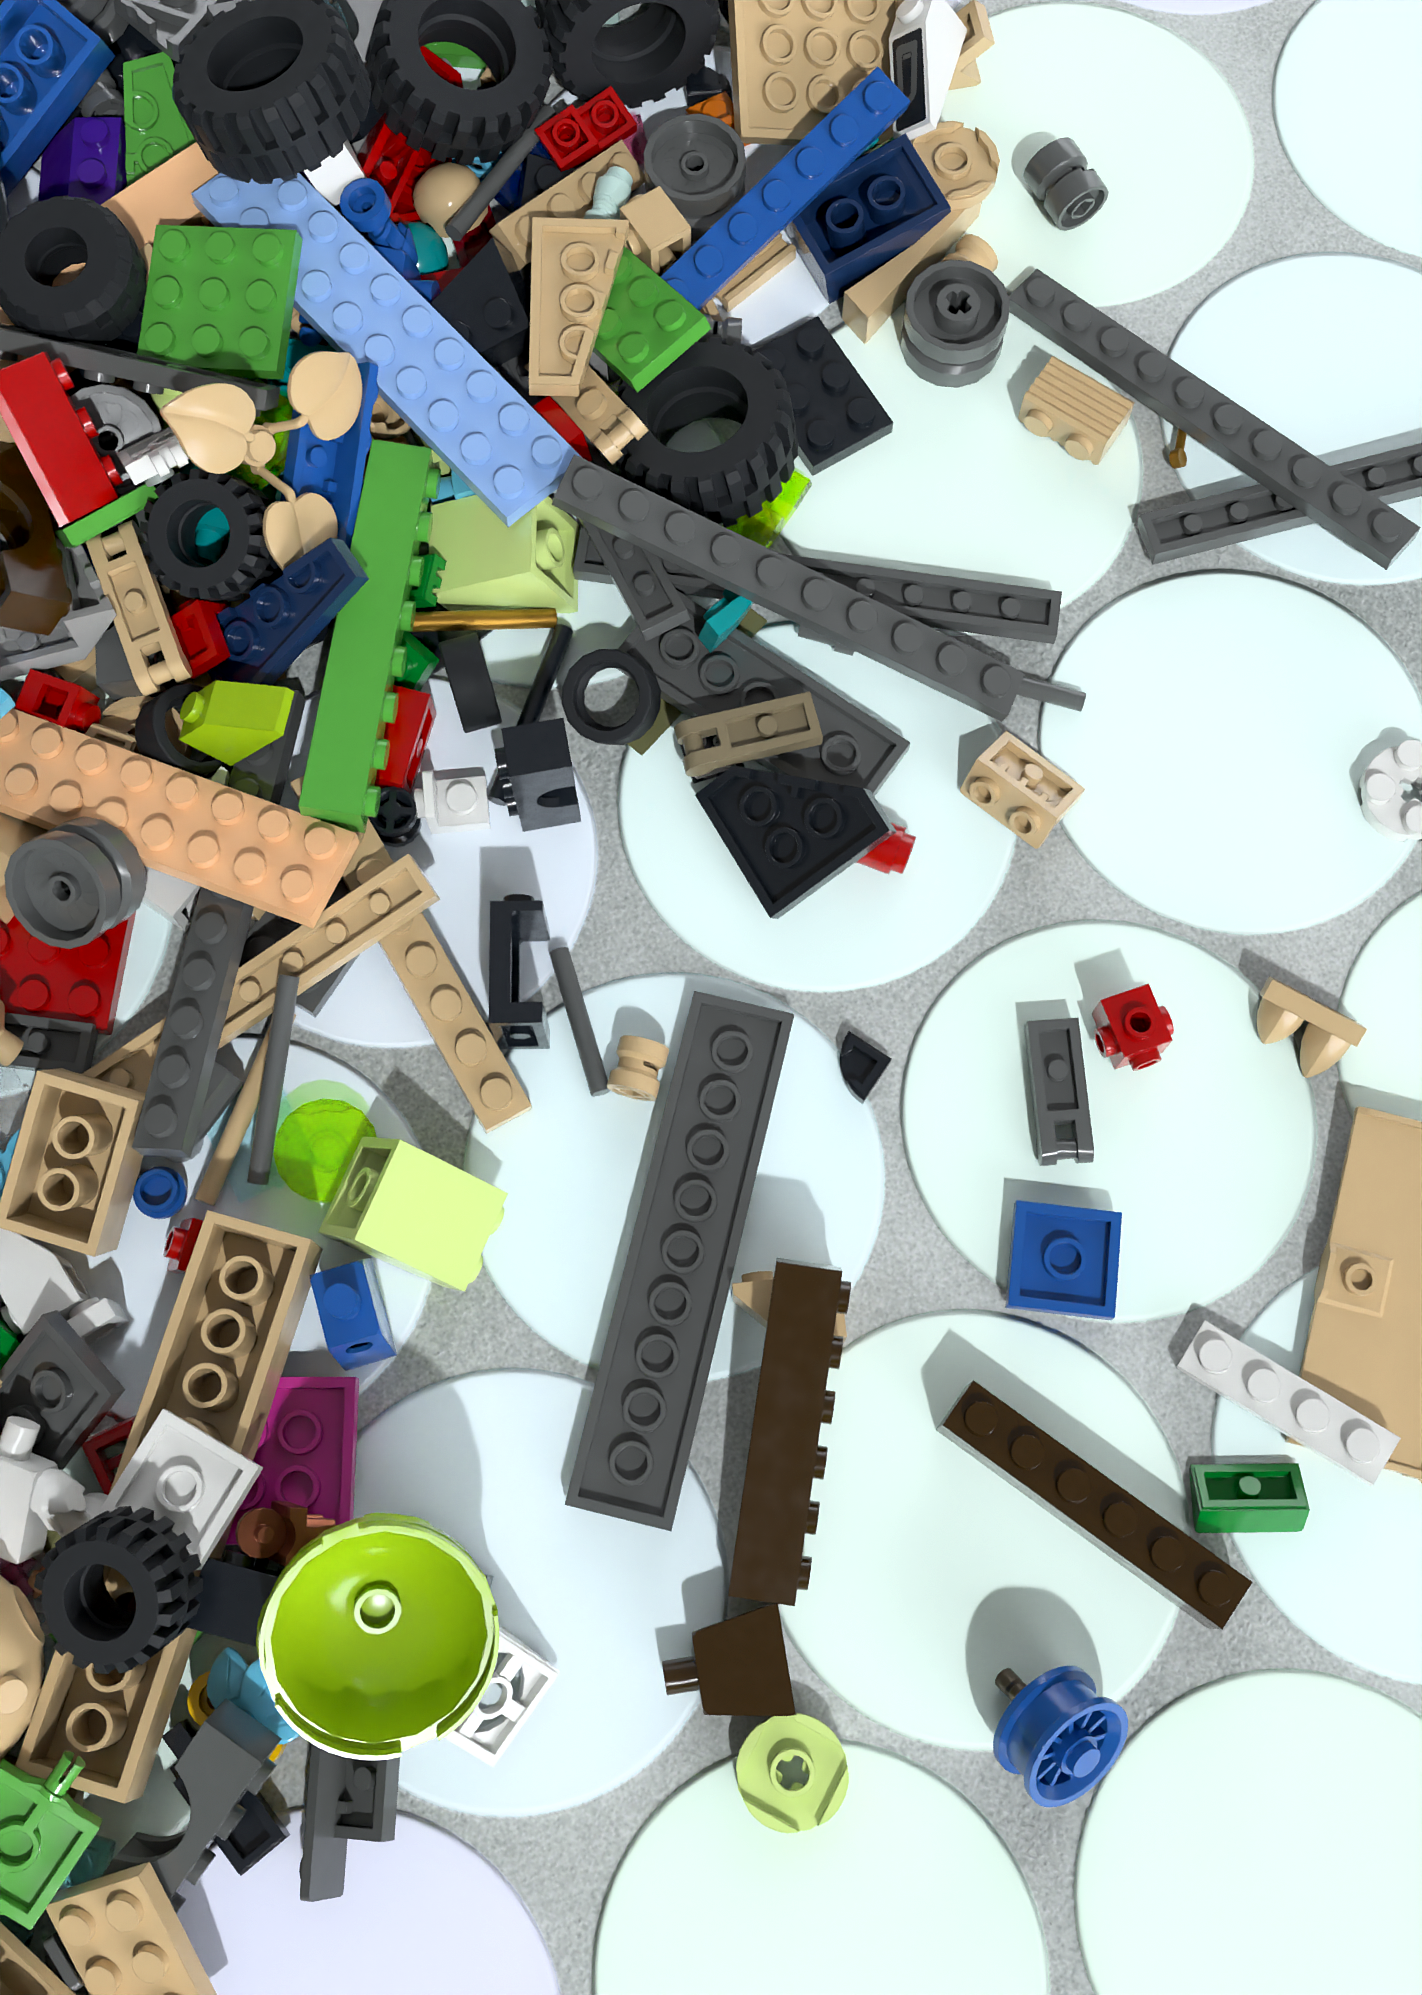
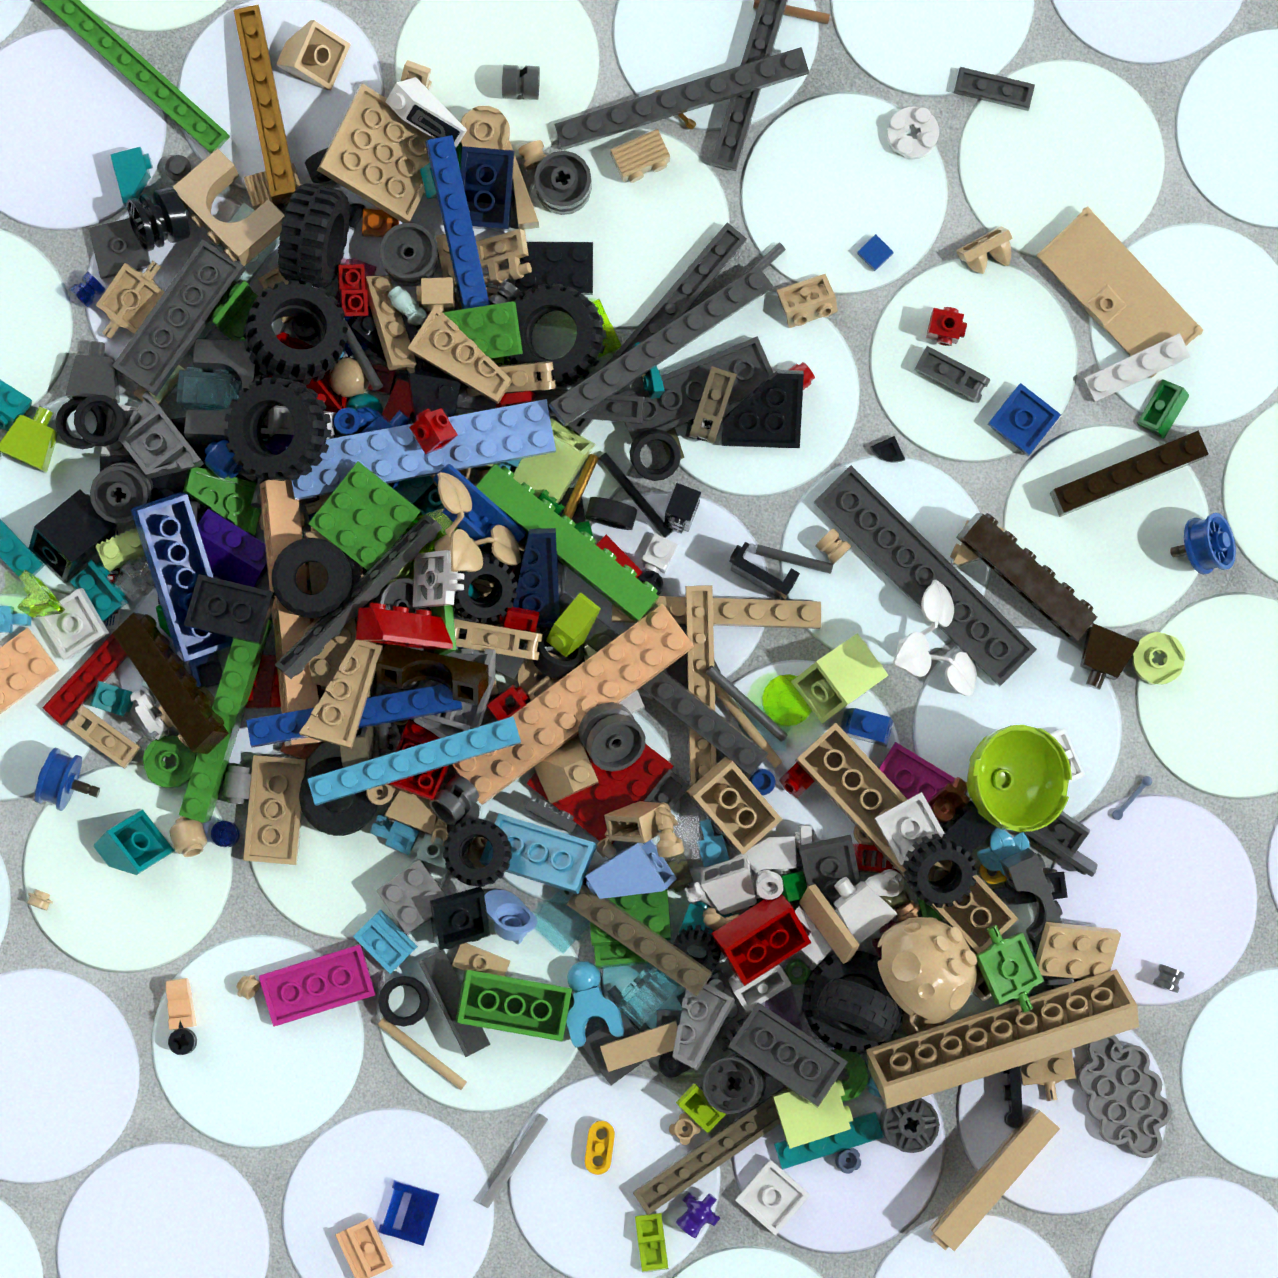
camera: 60 degrees left, 10 degrees up
(412, 304) = (433, 430): none -> red brick
(459, 1875) = (1118, 814): none -> sand blue hinge
(510, 1294) = (913, 650): none -> white plant
(790, 301) = (500, 249): none -> tan plate
(1174, 849) = (875, 252): none -> blue tile

